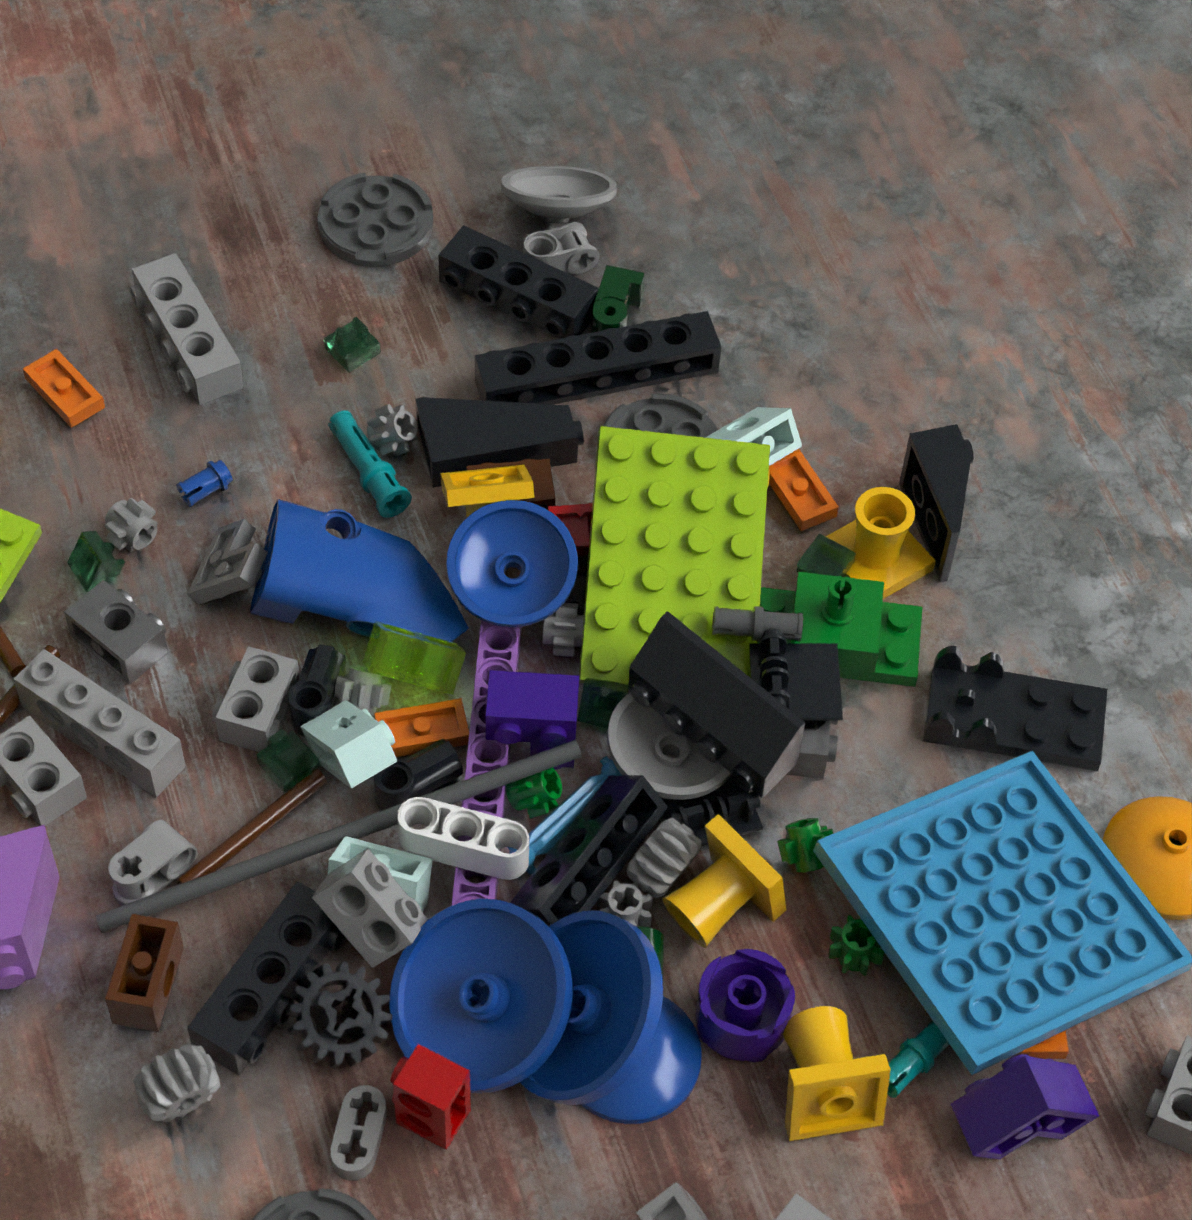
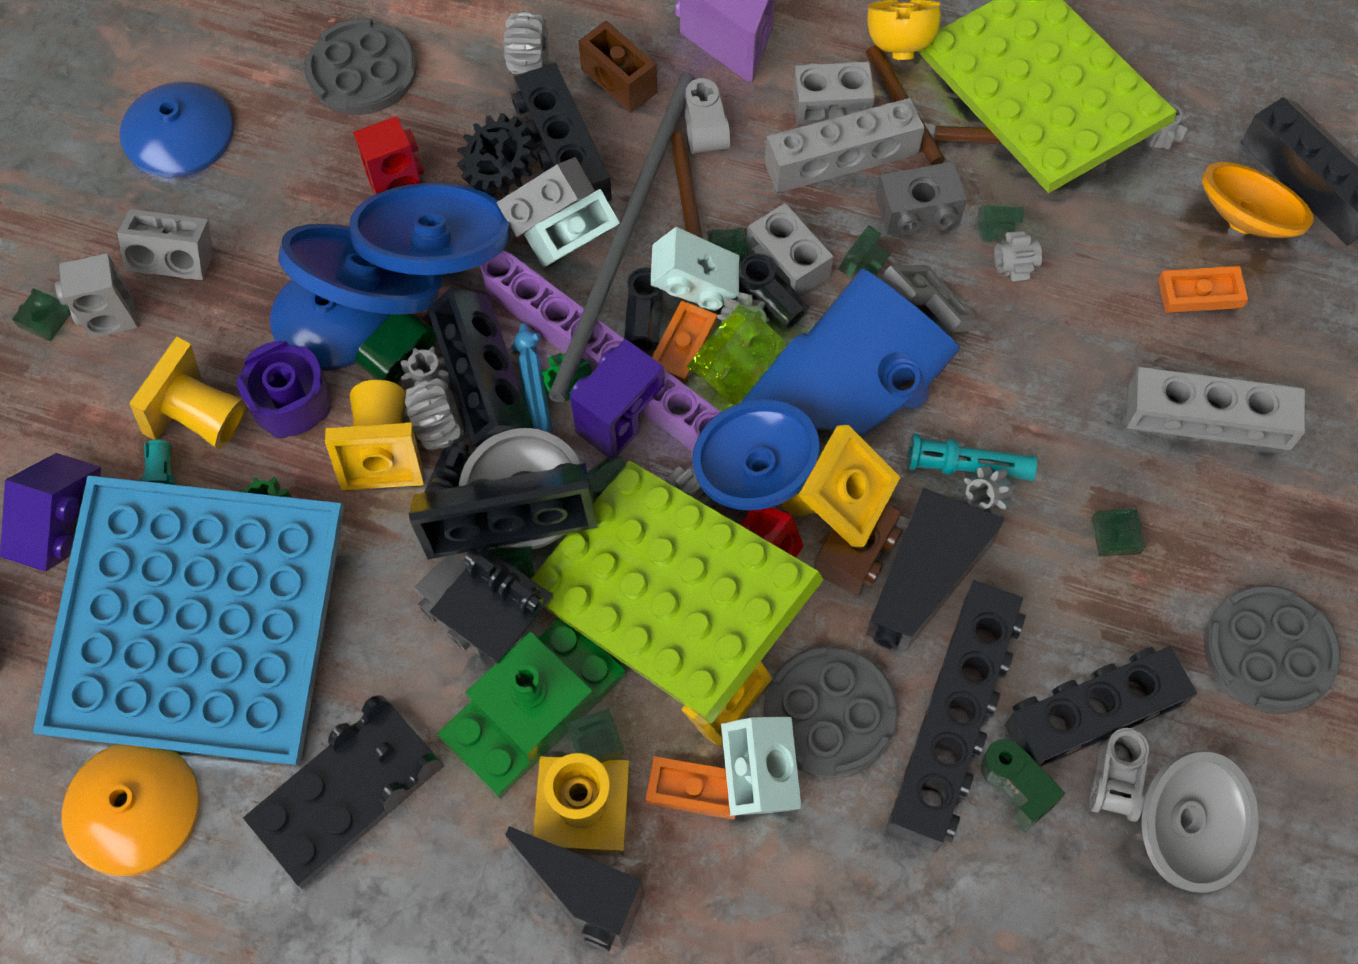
camera: 130 degrees right, 10 degrees up
(205, 482) = (1032, 341): blue pin -> none
(215, 642) = (865, 254): none -> clear green tile
(348, 1130) = (422, 127): light grey beam -> none
(450, 821) = (554, 261): white beam -> none
(755, 622) = (558, 604): dark grey pin -> none
(800, 842) = (366, 526): green gear -> none

